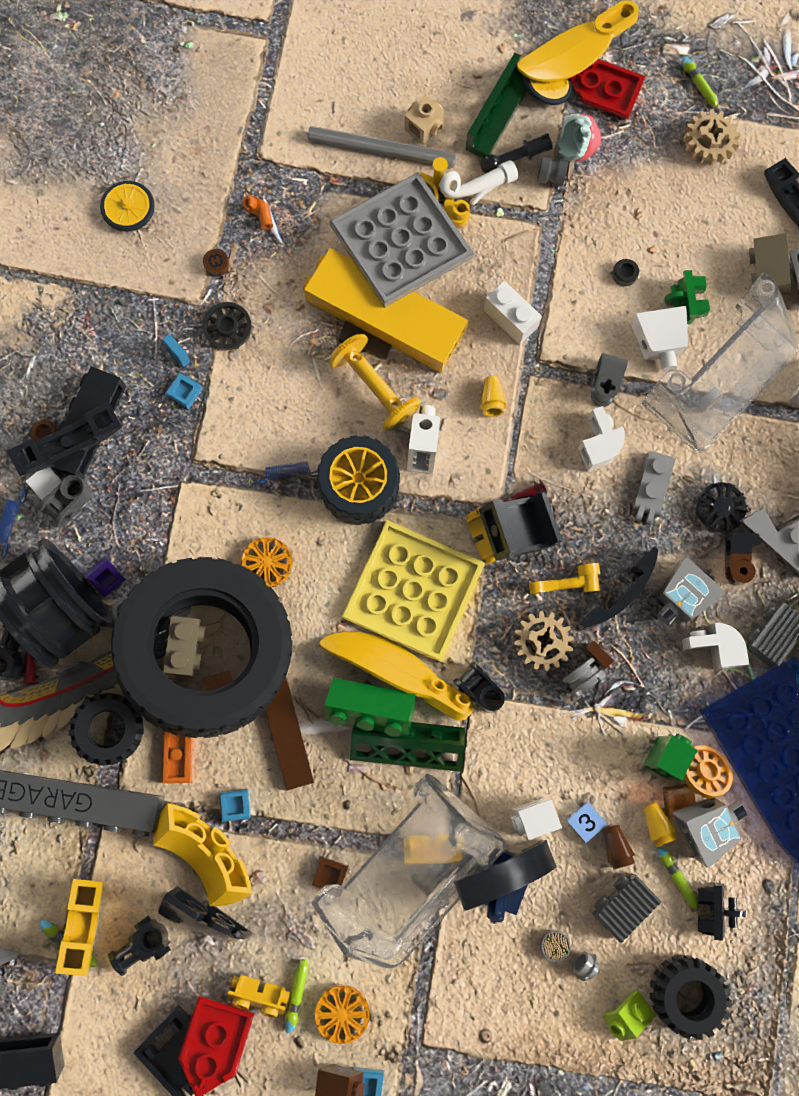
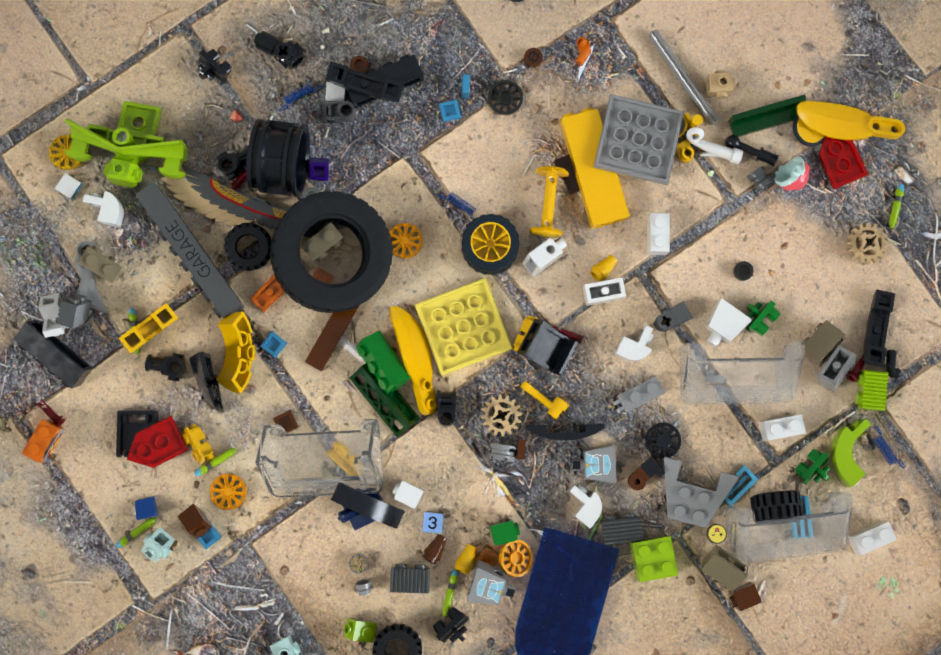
camera: 45 degrees right, 5 degrees up
(518, 417) = (604, 291): none -> white brick

